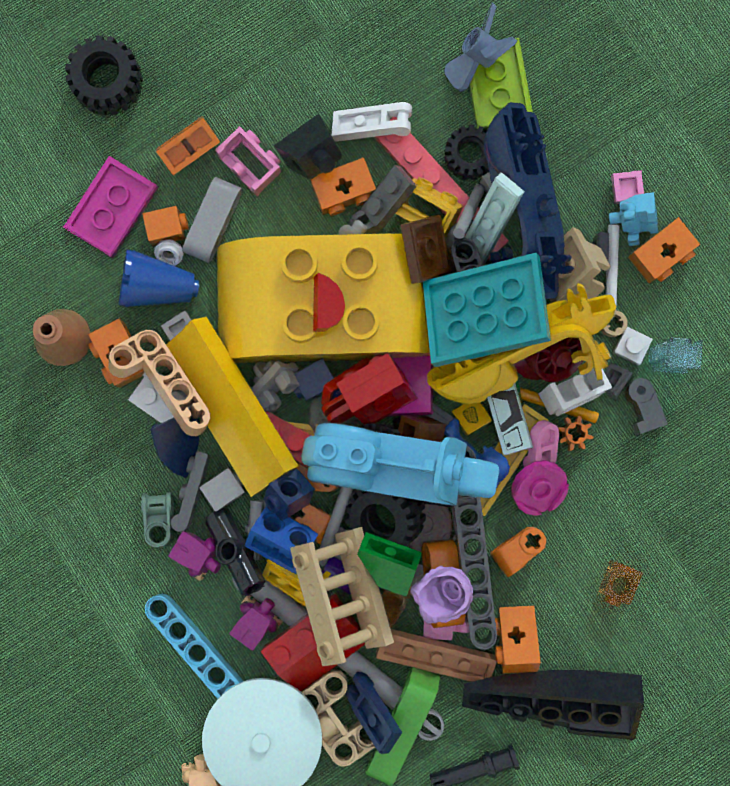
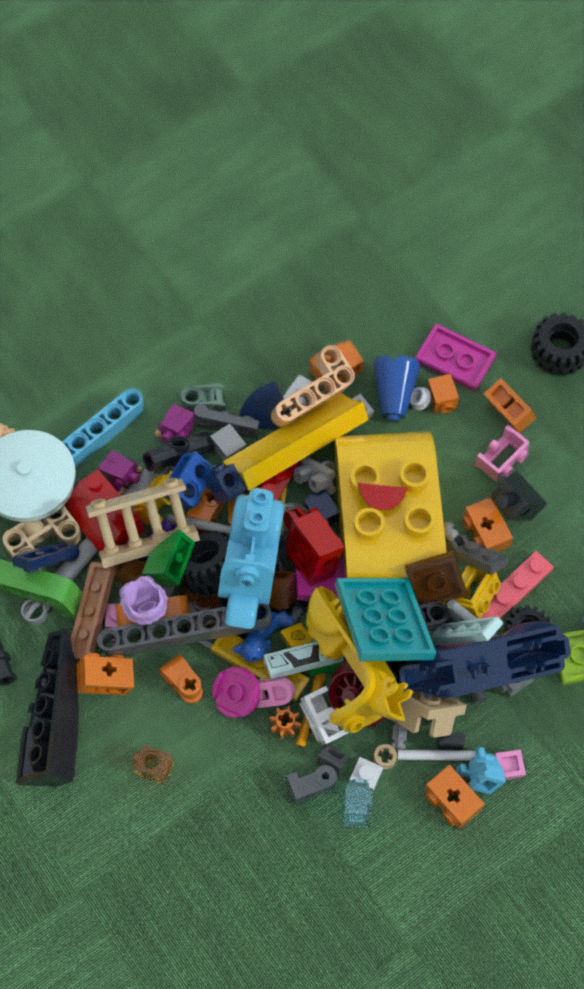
camera: 90 degrees right, 20 degrees down
(61, 337) = (347, 320): nougat cone -> none
(212, 220) = (451, 429): light grey beam -> none
(371, 121) = (545, 545): white plate -> none

